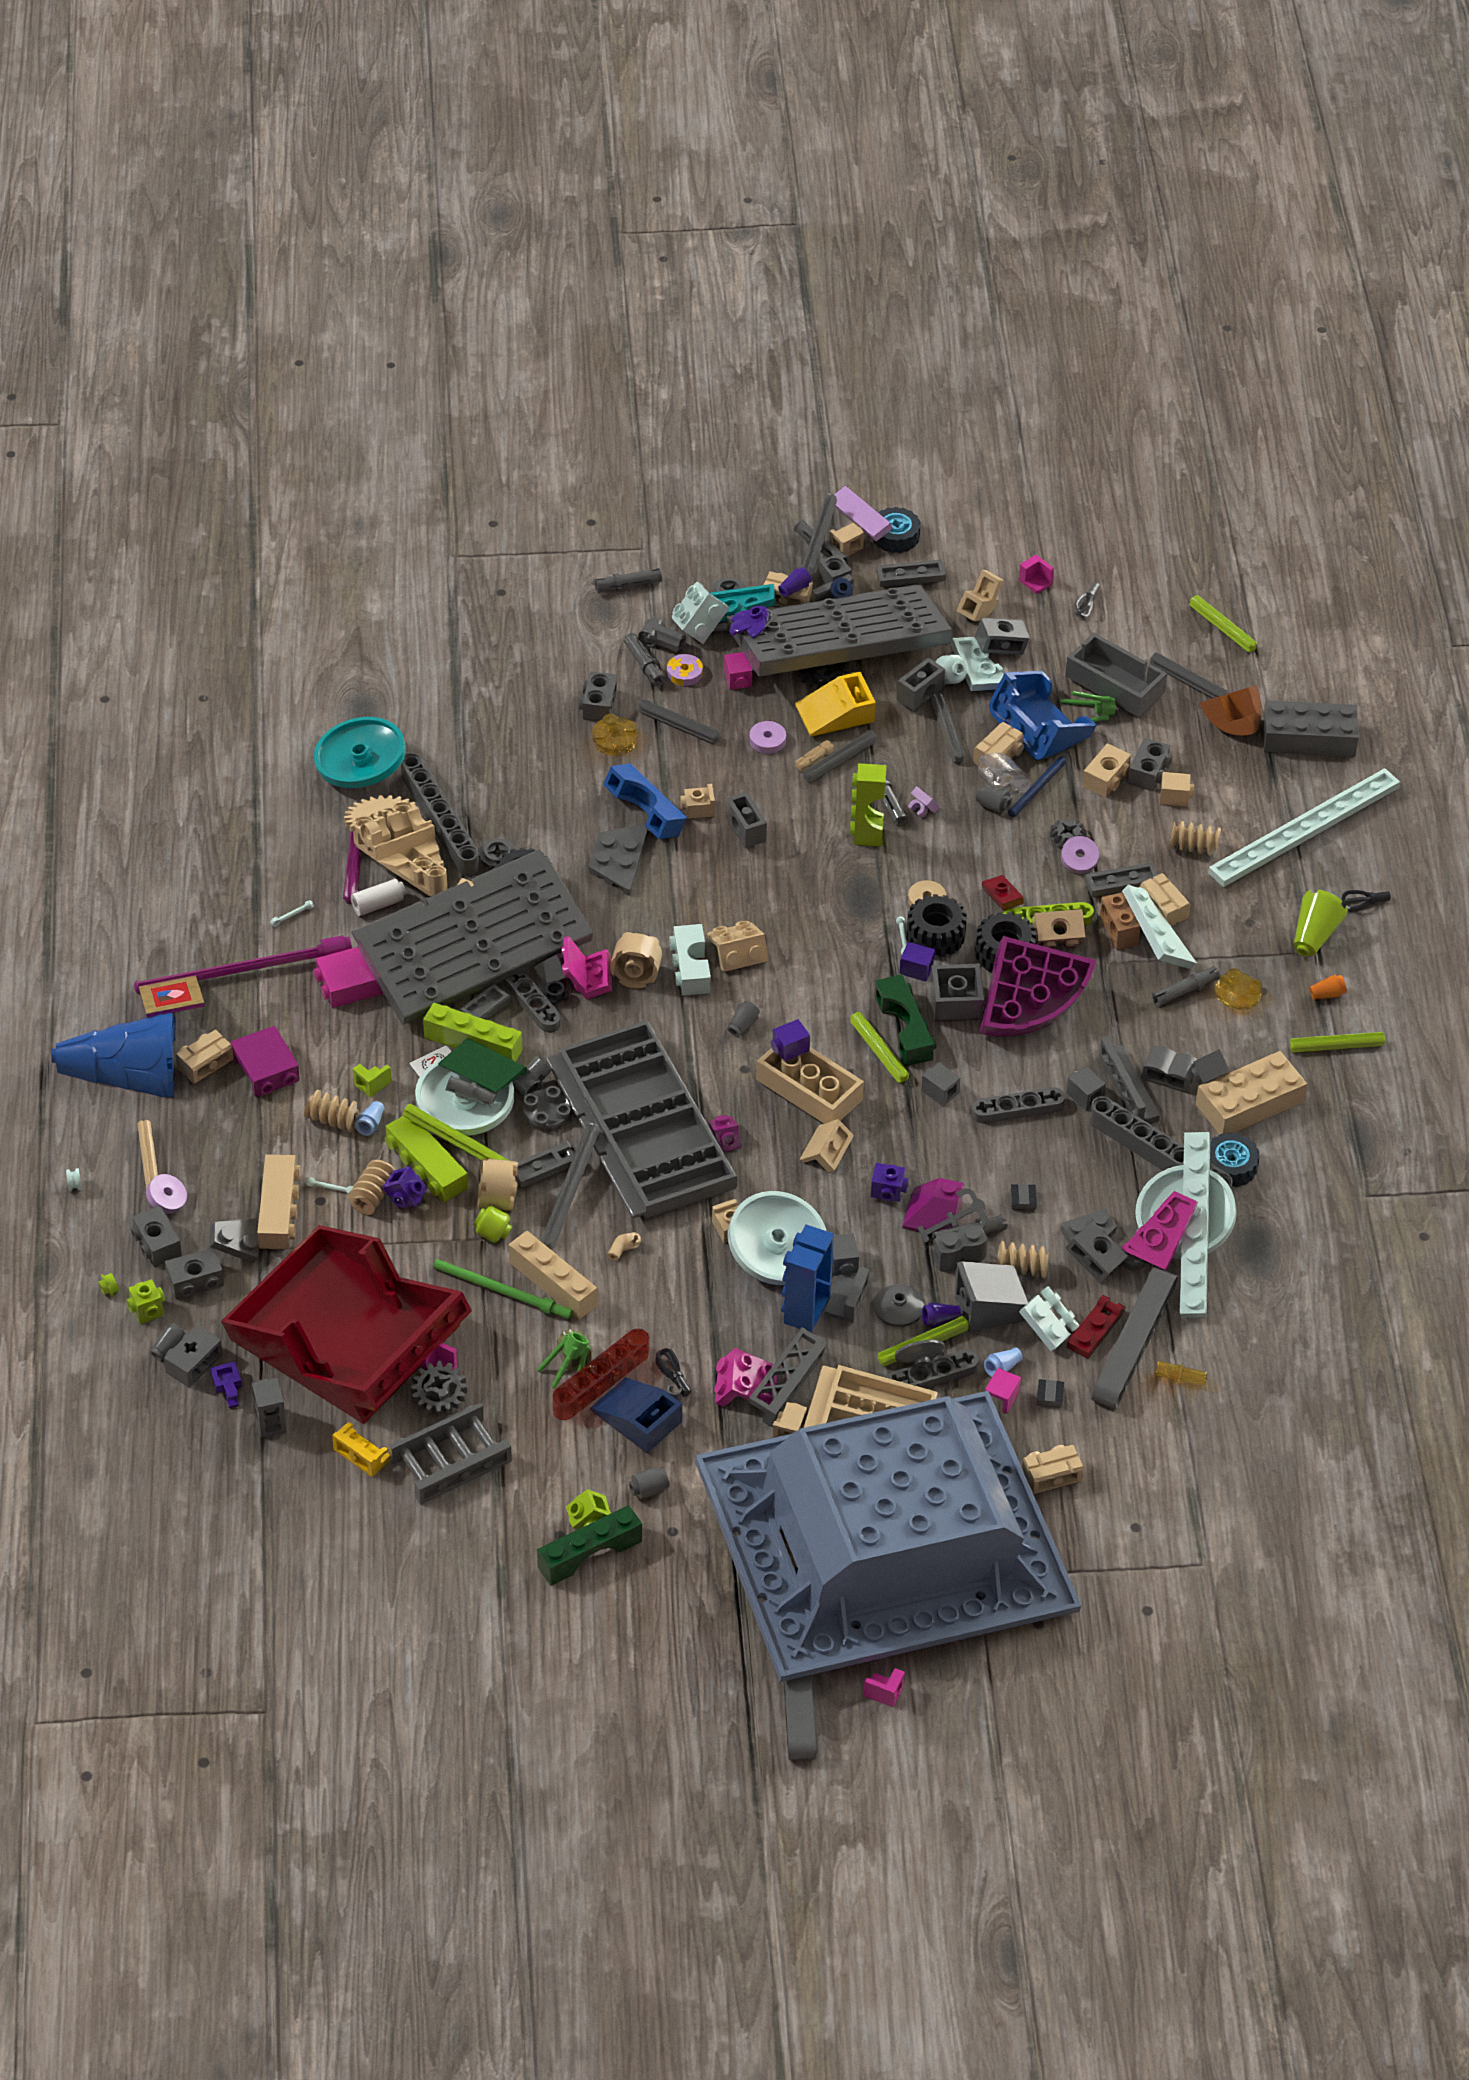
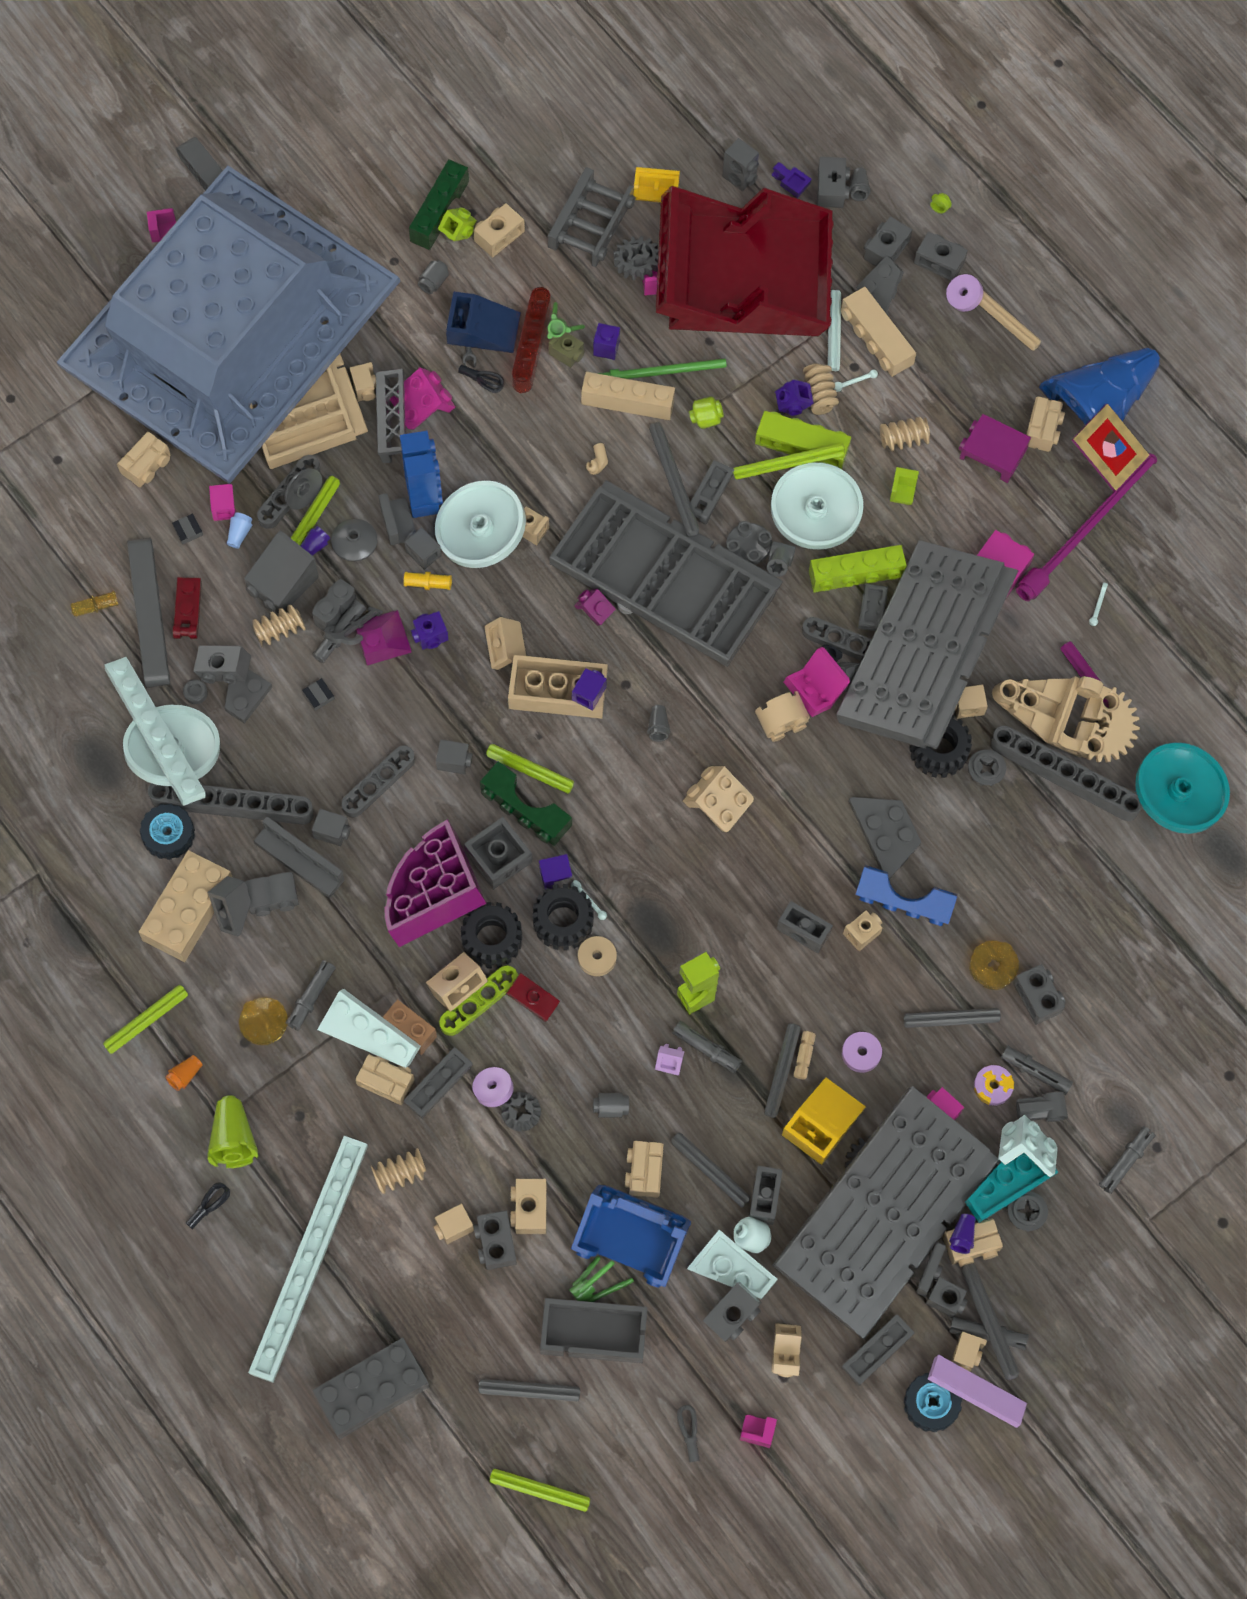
camera: 145 degrees right, 20 degrees up
(73, 1179) = (1041, 265): light aqua bush -> none
(145, 1301) = (901, 200): lime brick -> none
(327, 1219) = (834, 331): none -> light aqua axle
(368, 1121) = (874, 450): light blue cone -> none
(378, 897) = (1043, 655): white brick -> none
(424, 1062) = (872, 535): white sticker -> none
(471, 1091) = (808, 497): dark grey pin -> none
(482, 1065) = (820, 529): dark green piece -> none
(497, 1184) = (727, 439): tan brick -> none
(532, 1331) = (606, 341): none -> dark purple brick
(538, 1484) = (496, 240): none -> tan brick
(692, 974) = (732, 738): light aqua arch -> none
(750, 620) = (963, 1138): dark purple plate -> none
(835, 590) = (924, 1266): dark blue plate -> none
(859, 1229) = (427, 580): none -> yellow pin
(1004, 773) = (614, 1127): clear brick -> none
(1037, 786) = (584, 1152): dark blue bar -> none
(1044, 1321) = (223, 575): light aqua plate -> none
(1162, 1233) = (175, 701): dark pink wing -> none
(1235, 712) = (455, 1365): dark orange brick -> none

